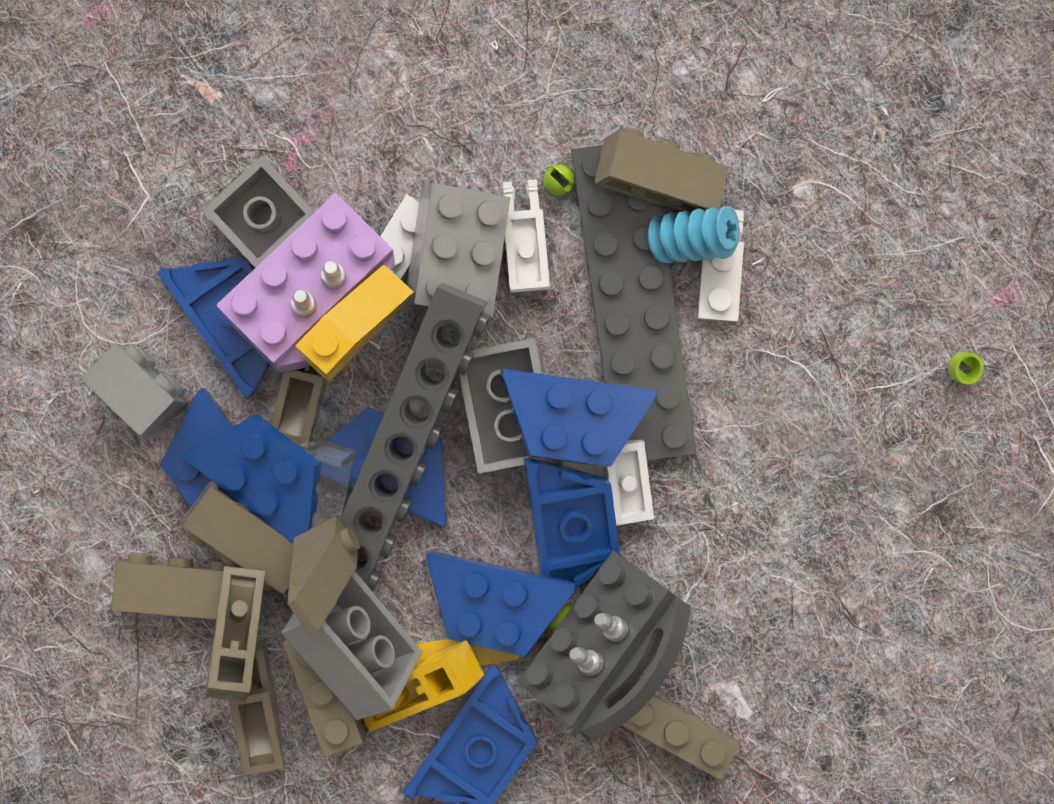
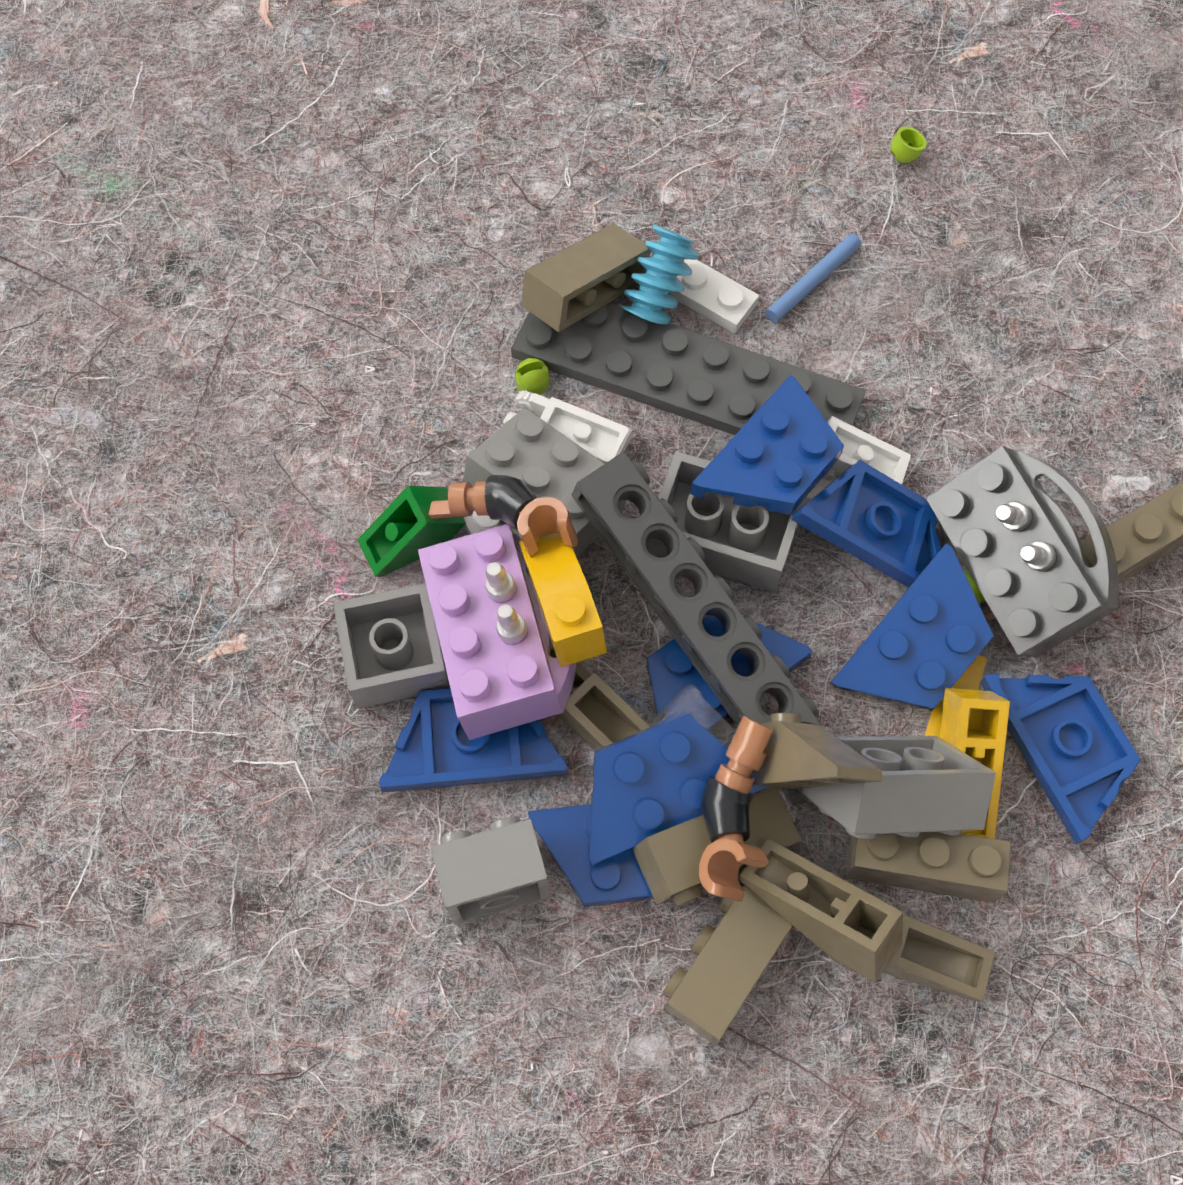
camera: 60 degrees left, 20 degrees down
(254, 536) = (726, 813): none -> nougat piece
(368, 169) = (405, 528): none -> green slope
(405, 245) = (512, 502): none -> nougat piece
(785, 356) = (813, 278): none -> medium blue bar

